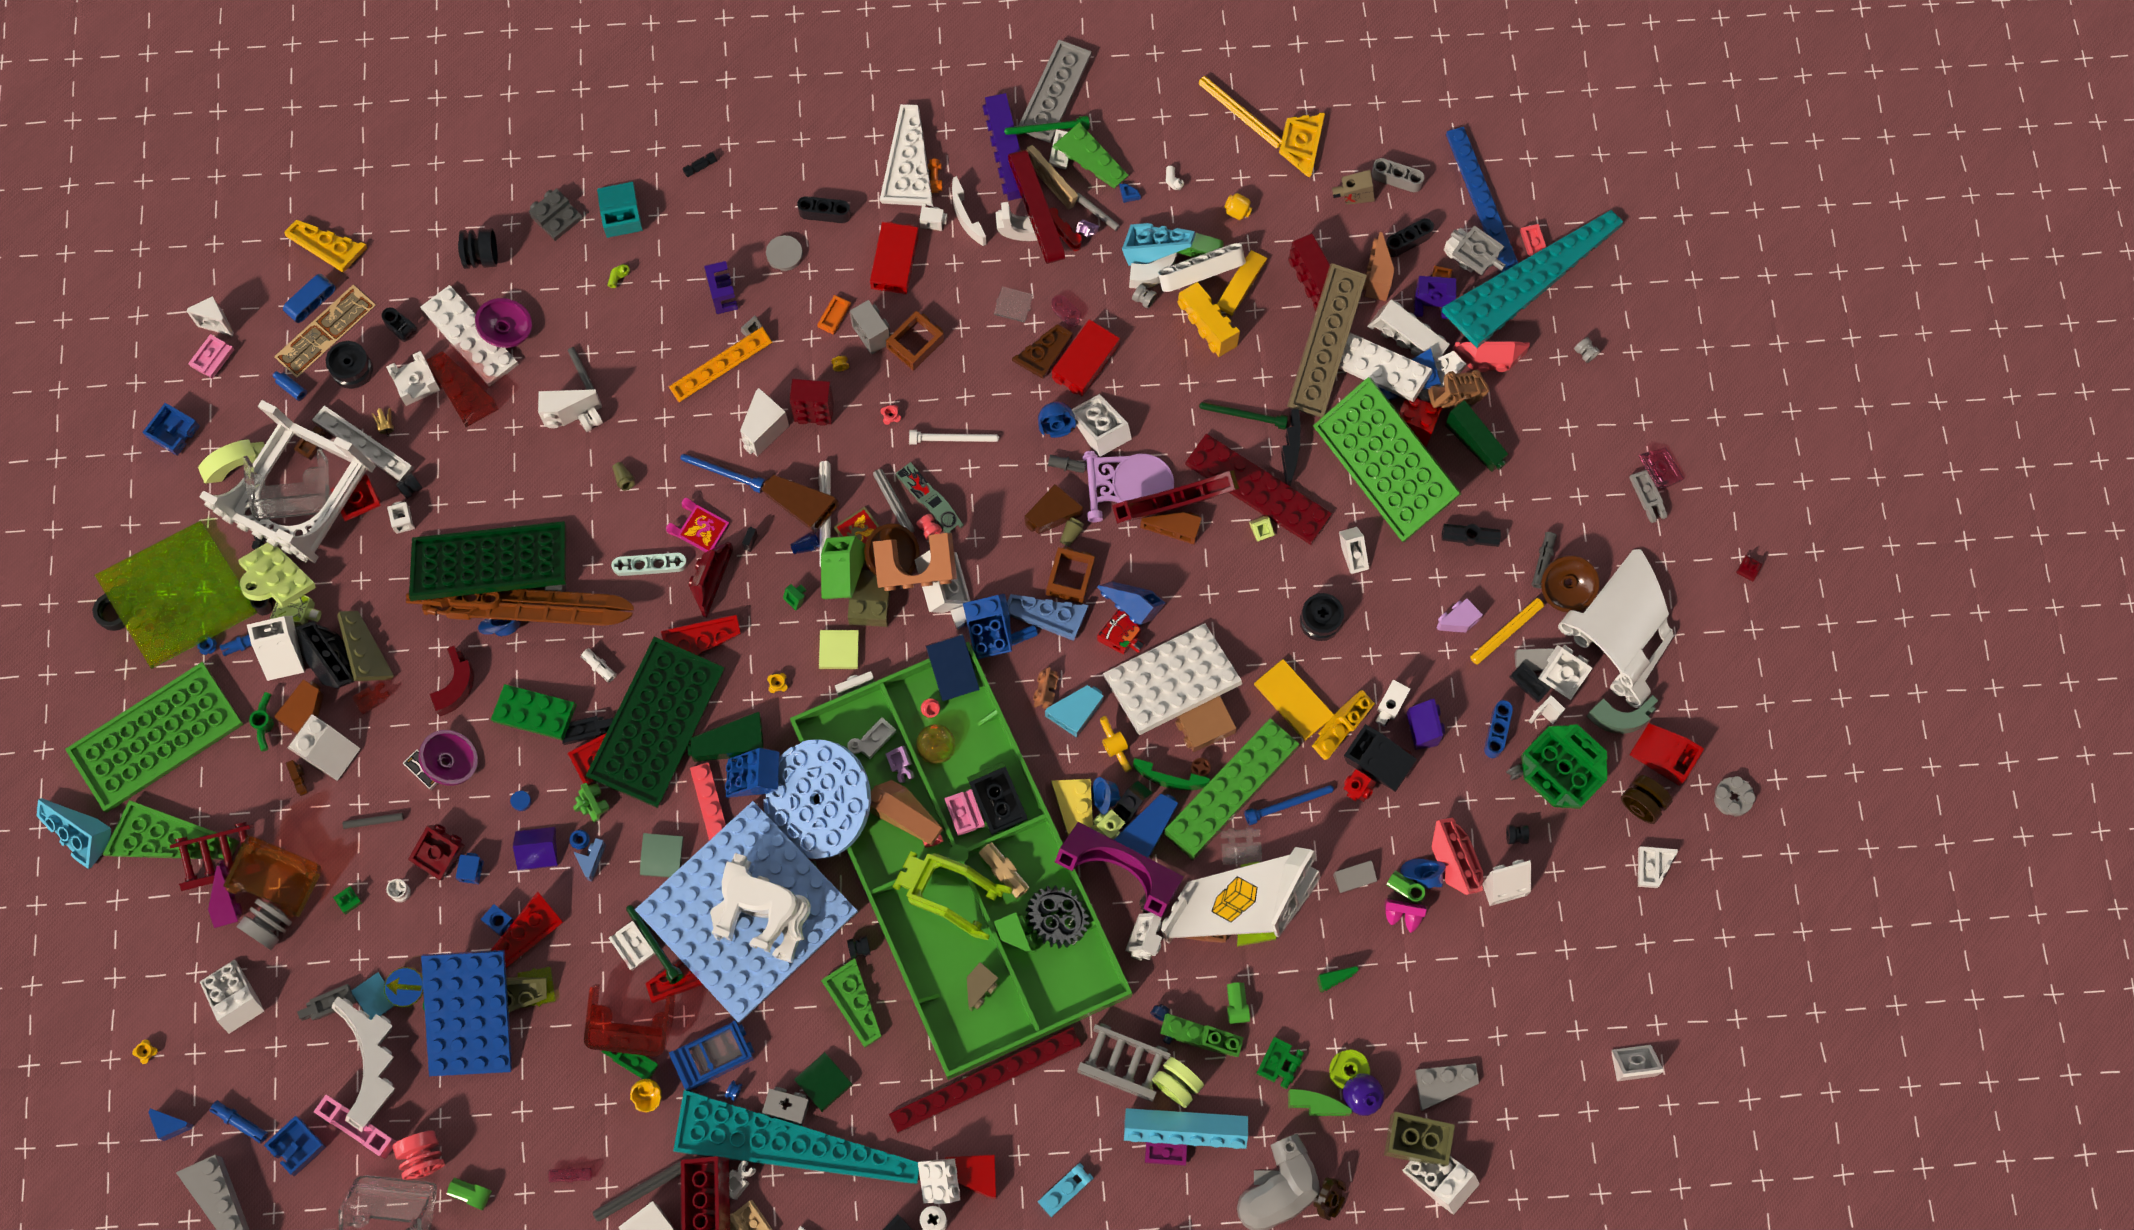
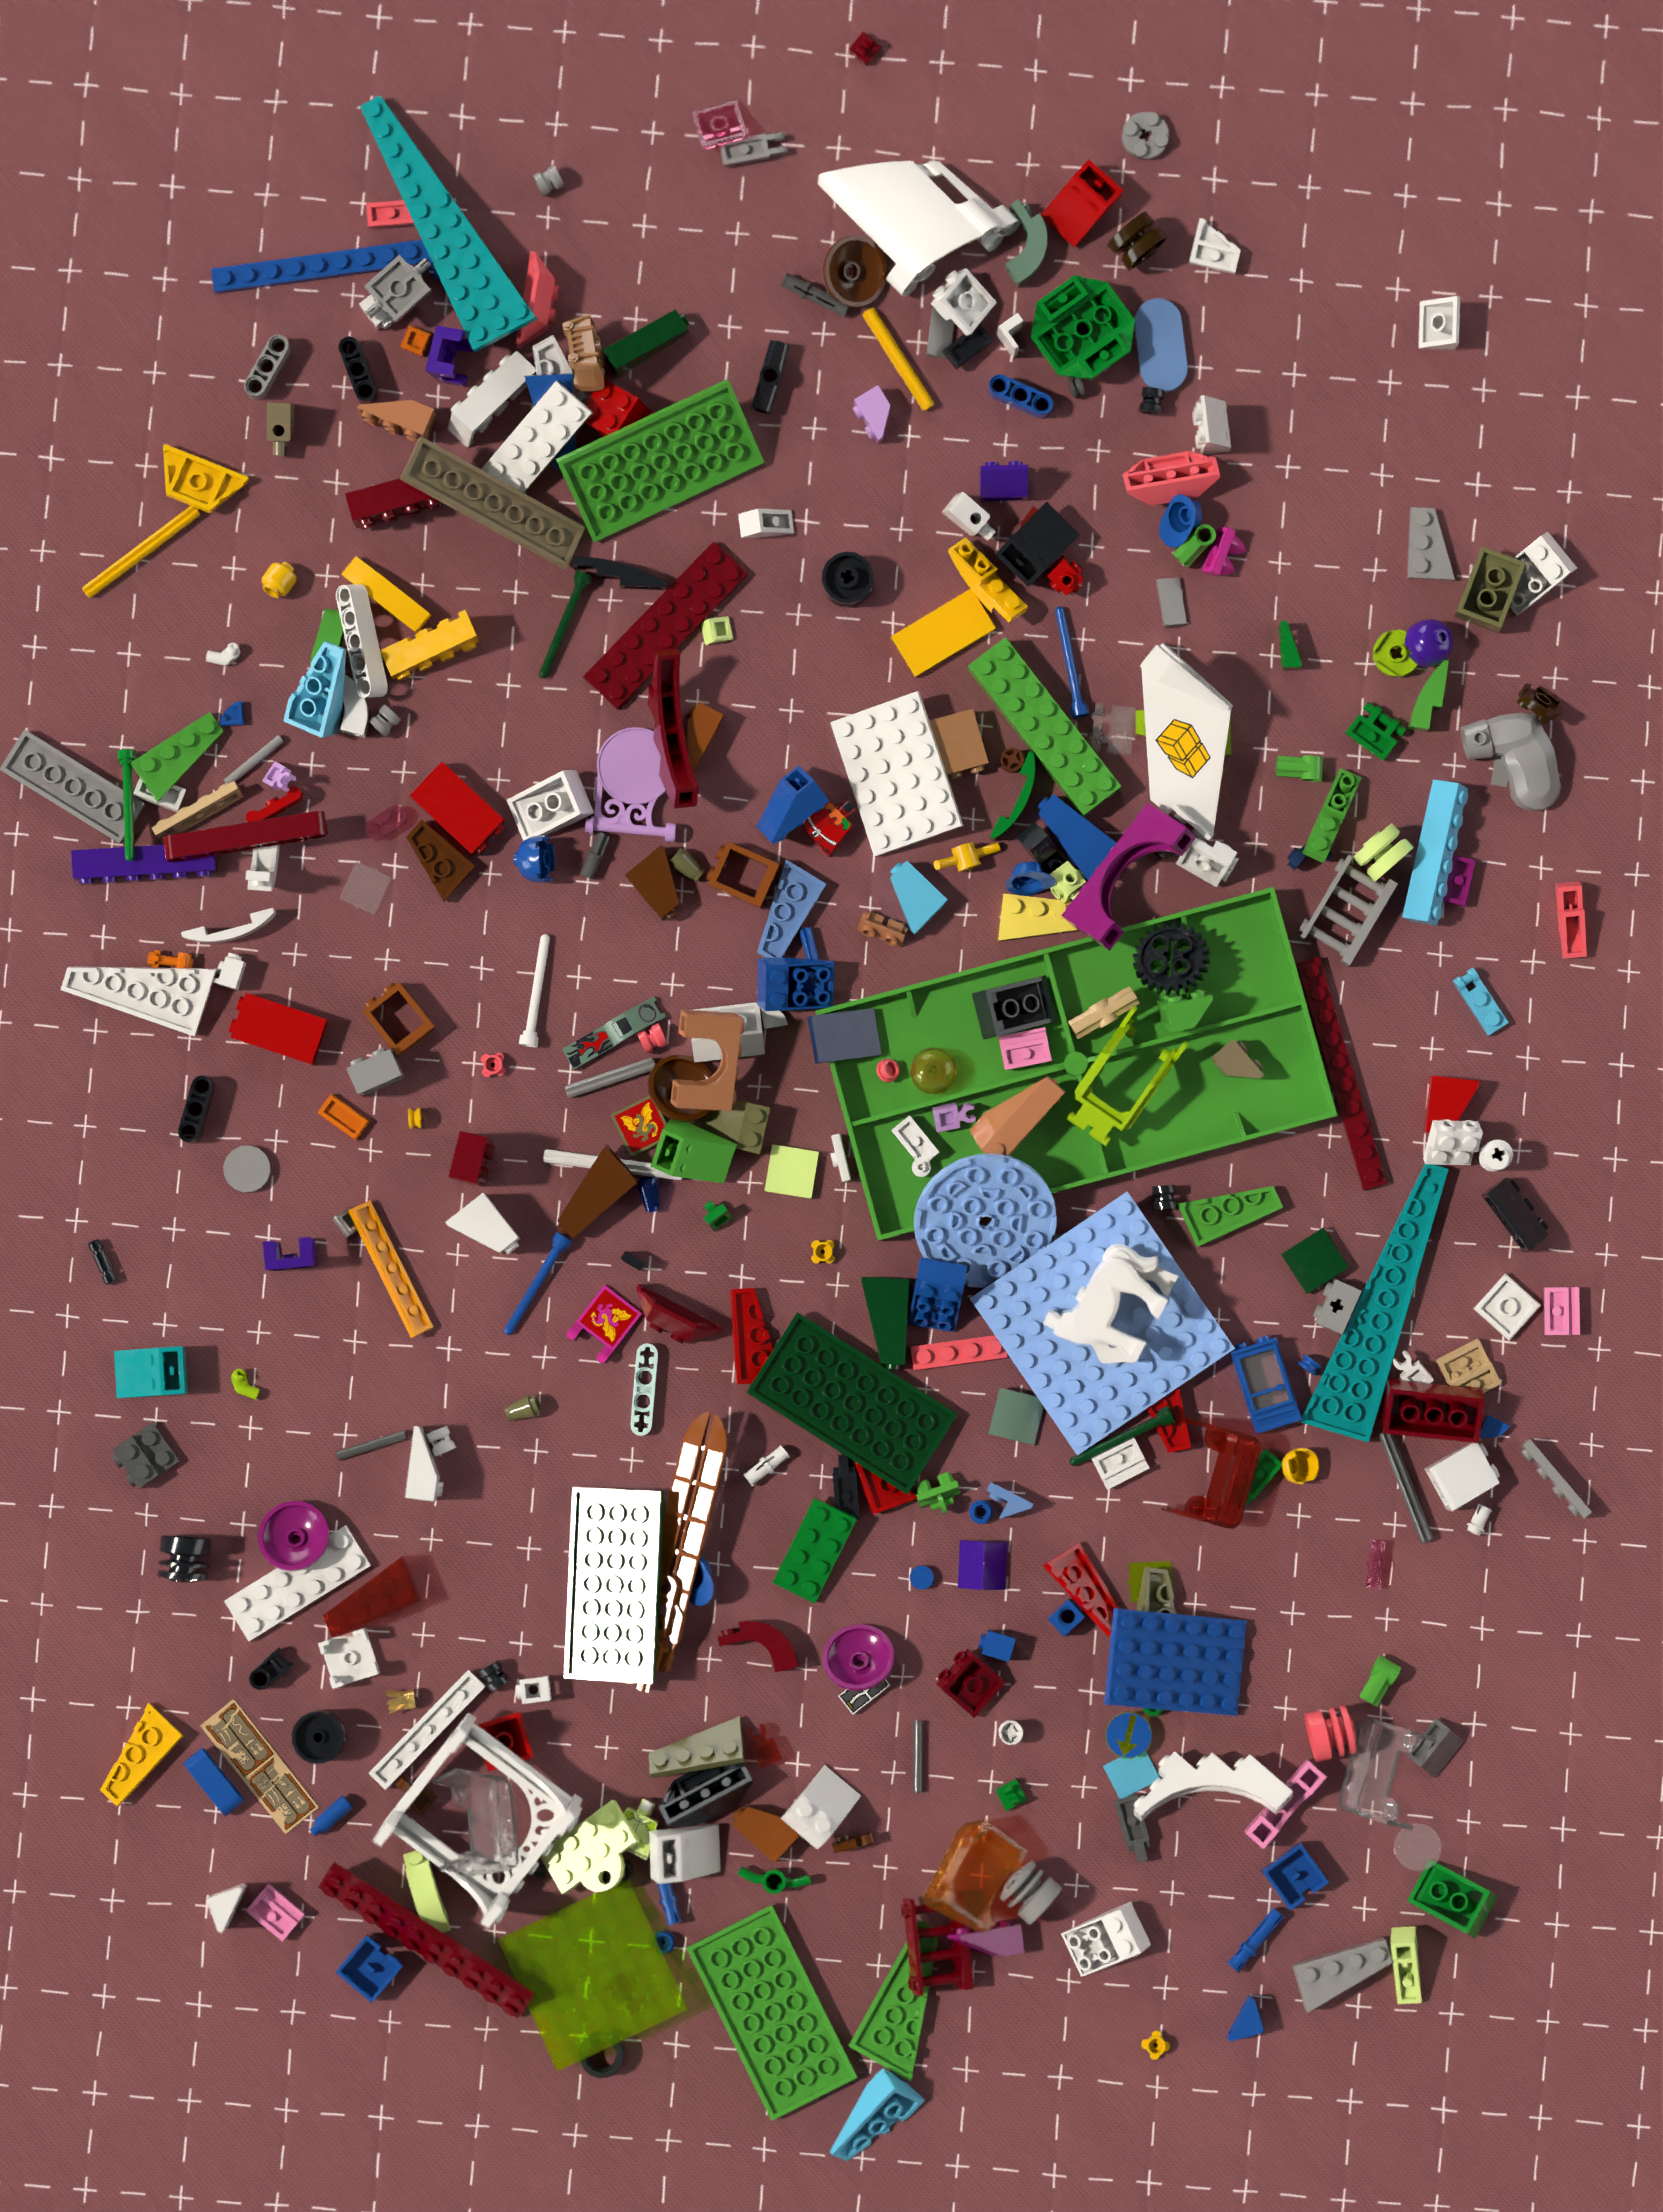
camera: 80 degrees left, 15 degrees up
(196, 460) = (426, 1940): none -> dark red plate
(1565, 835) = (1160, 344): none -> medium blue tile

